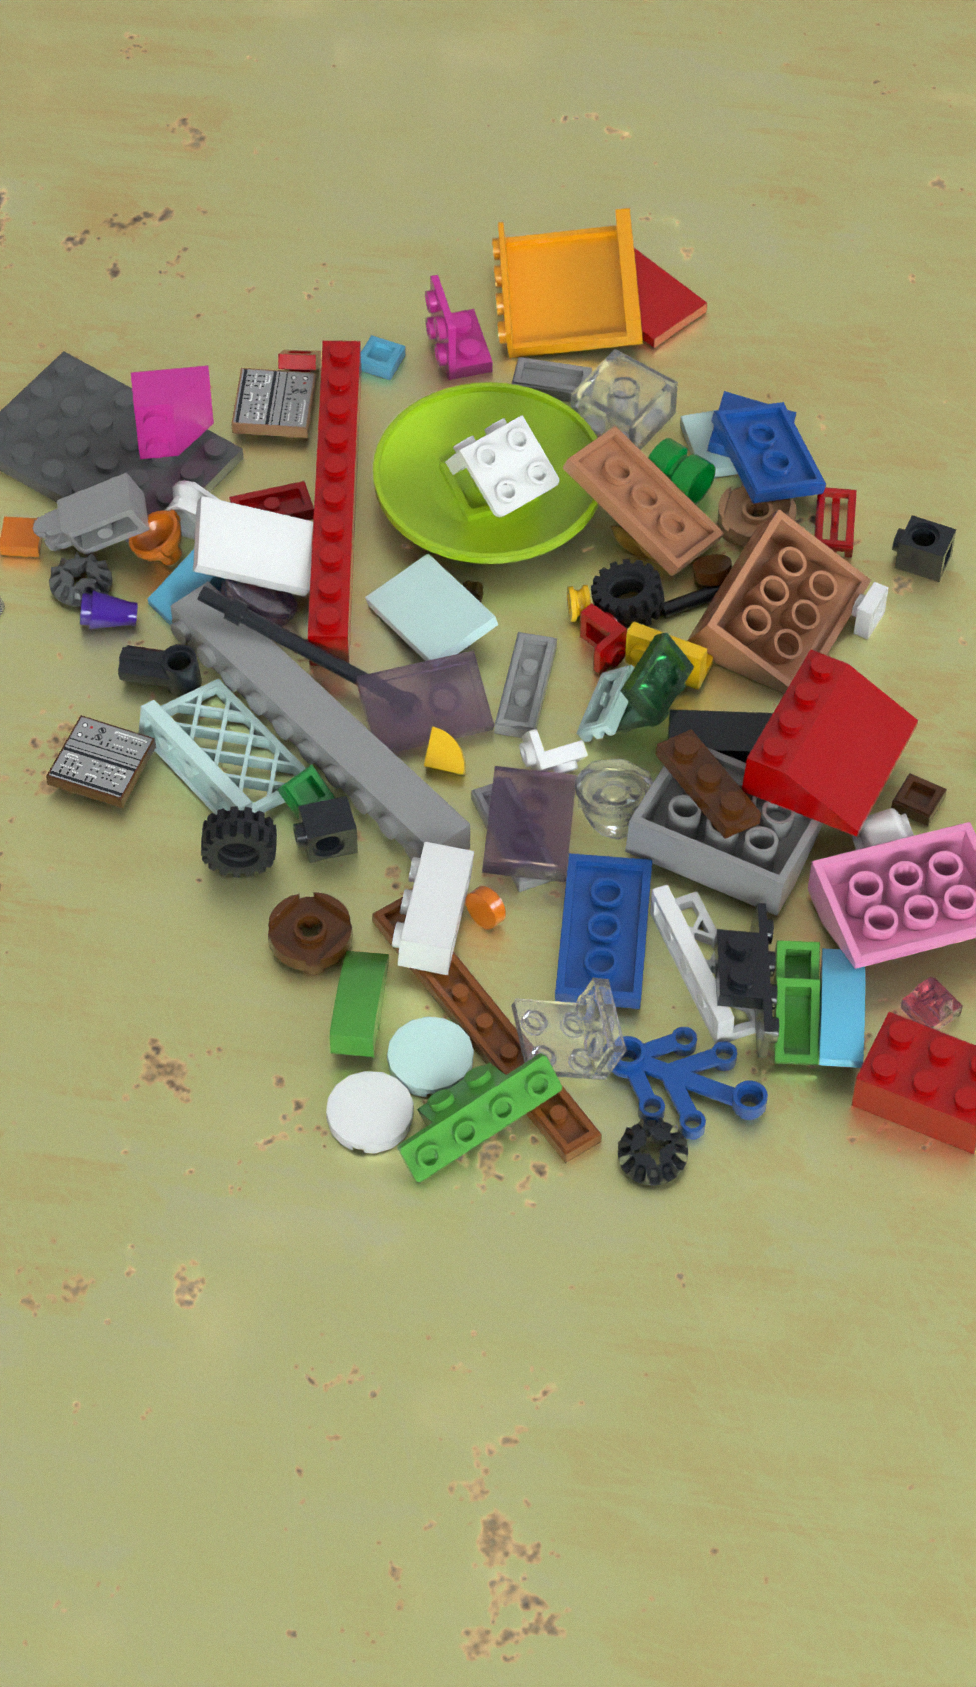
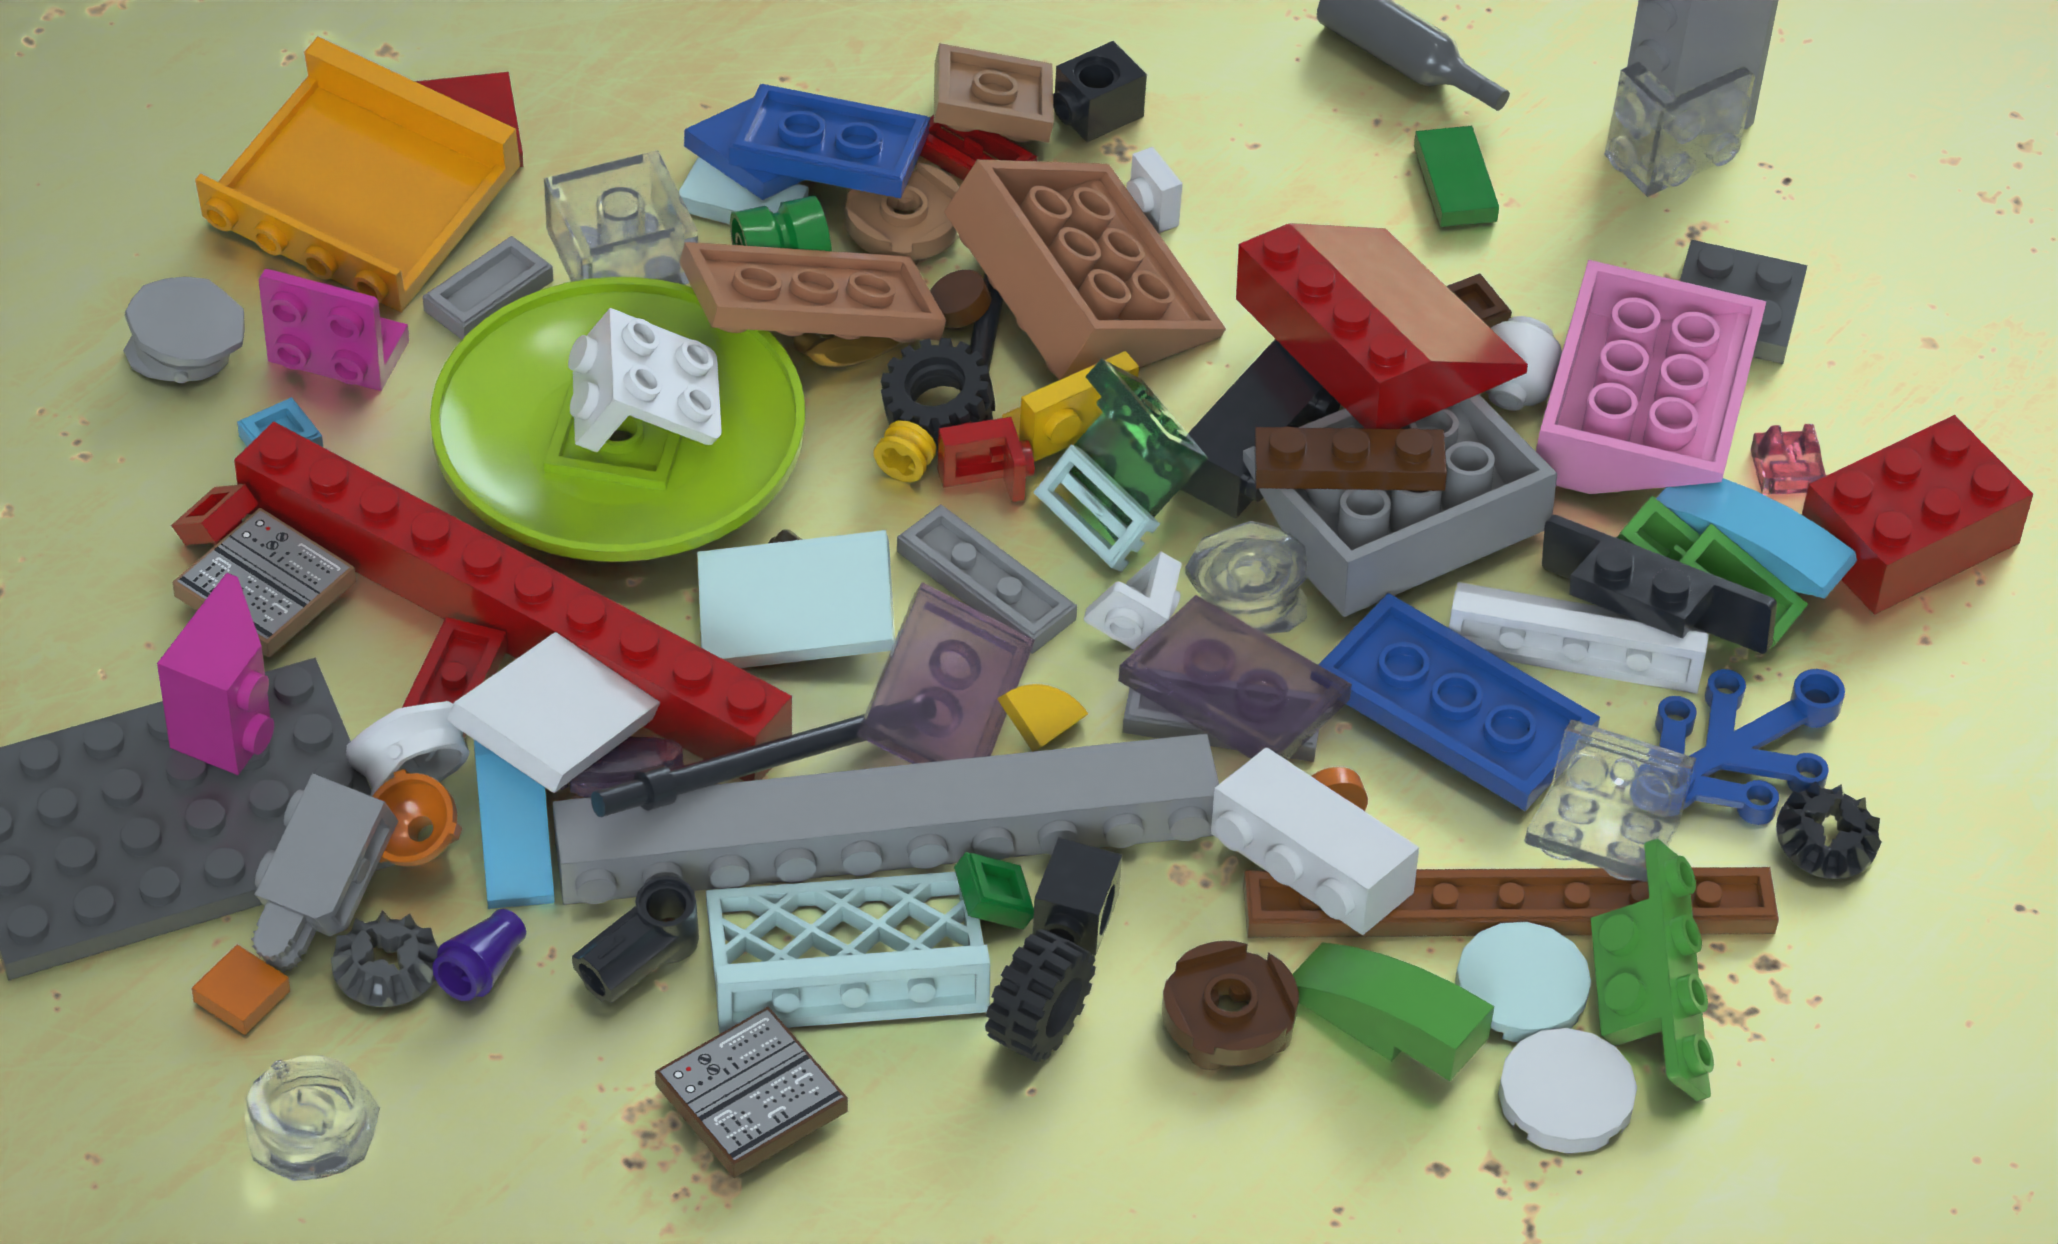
camera: 60 degrees left, 5 degrees down
(405, 276) = (182, 329): none -> light grey hat
(873, 501) = (993, 93): none -> medium nougat plate

